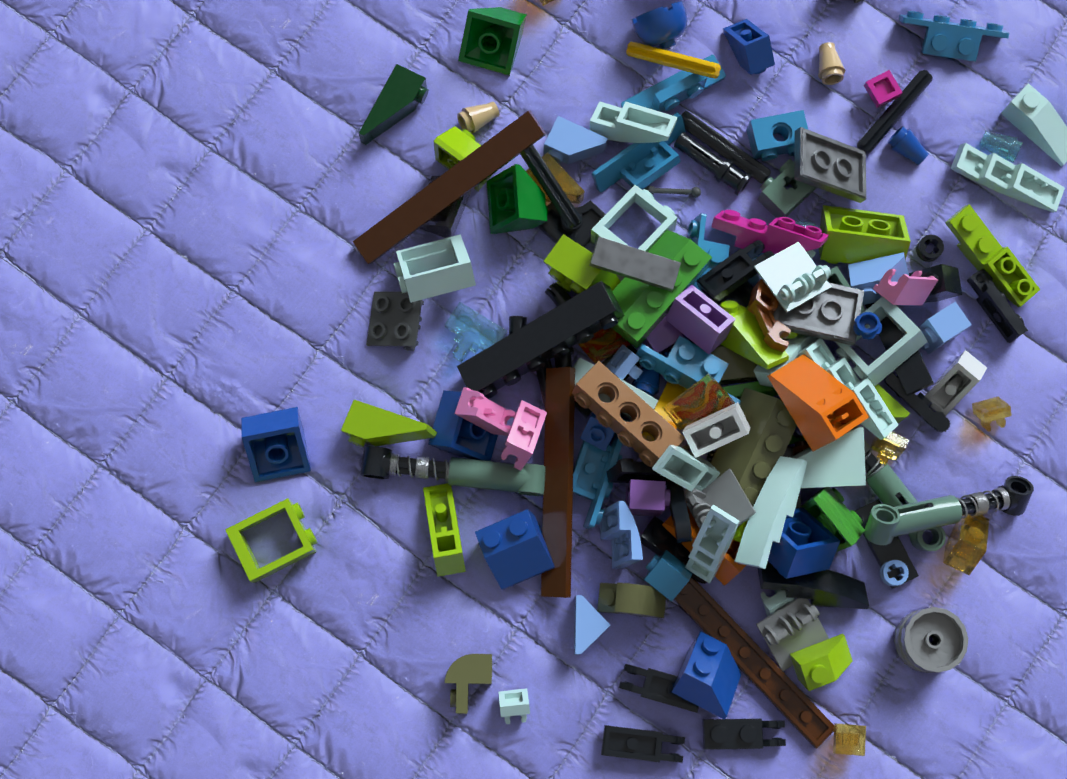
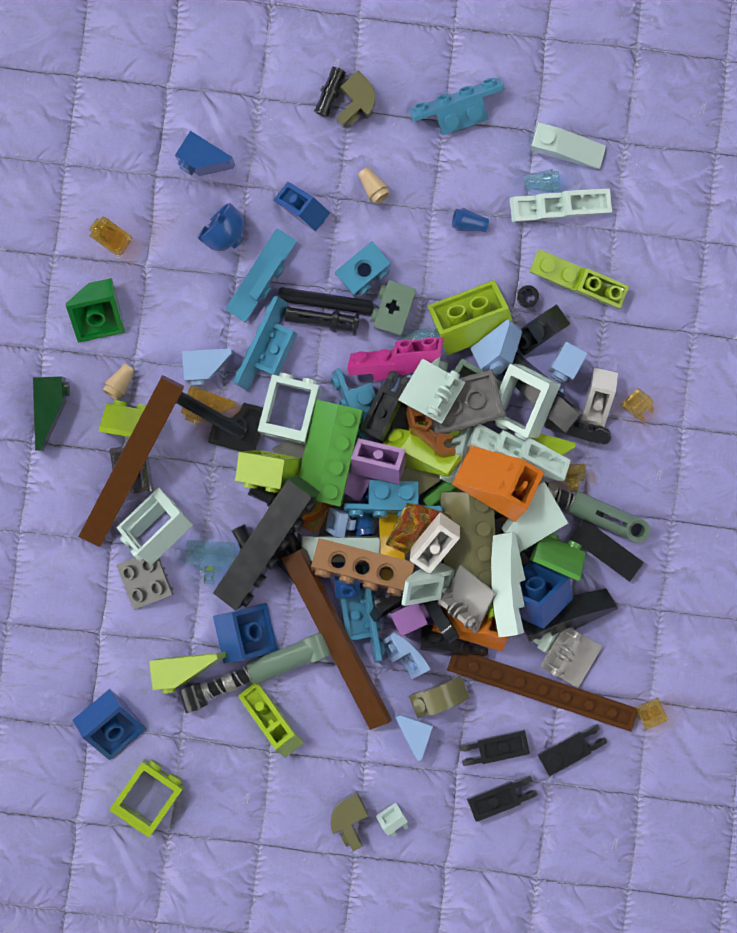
camera: 15 degrees left, 10 degrees up
(484, 412) = (254, 618): bright pink hinge -> none
(515, 201) = (187, 438): green slope -> none
(515, 549) = (332, 707): blue slope -> none
(524, 433) = (291, 619): bright pink hinge -> none
(631, 123) = (243, 326): light aqua slope -> none
(635, 264) = (306, 450): flat silver tile -> none
(667, 574) = (455, 666): dark azure brick -> none
(673, 60) = (248, 256): yellow axle -> none
(695, 191) = (321, 350): dark grey hinge -> none
(708, 676) = (524, 724): blue slope -> none
(712, 543) = (475, 635): light aqua slope -> none
(821, 662) = (604, 666): lime slope -> none
(830, 165) = (416, 275): flat silver tile -> none
(867, 318) = (504, 394): blue plate -> none
(883, 89) = (426, 186): dark pink tile -> none
(889, 522) = (599, 542): sand green piece -> none
(895, 111) = (445, 197): black axle -> none
(895, 564) = (625, 579): light blue bush -> none
(908, 289) = (524, 352): bright pink hinge -> none
(948, 637) = (661, 605): light grey wheel -> none
(967, 543) = (667, 516): clear yellow slope -> none
(997, 306) = (601, 316): black hinge -> none

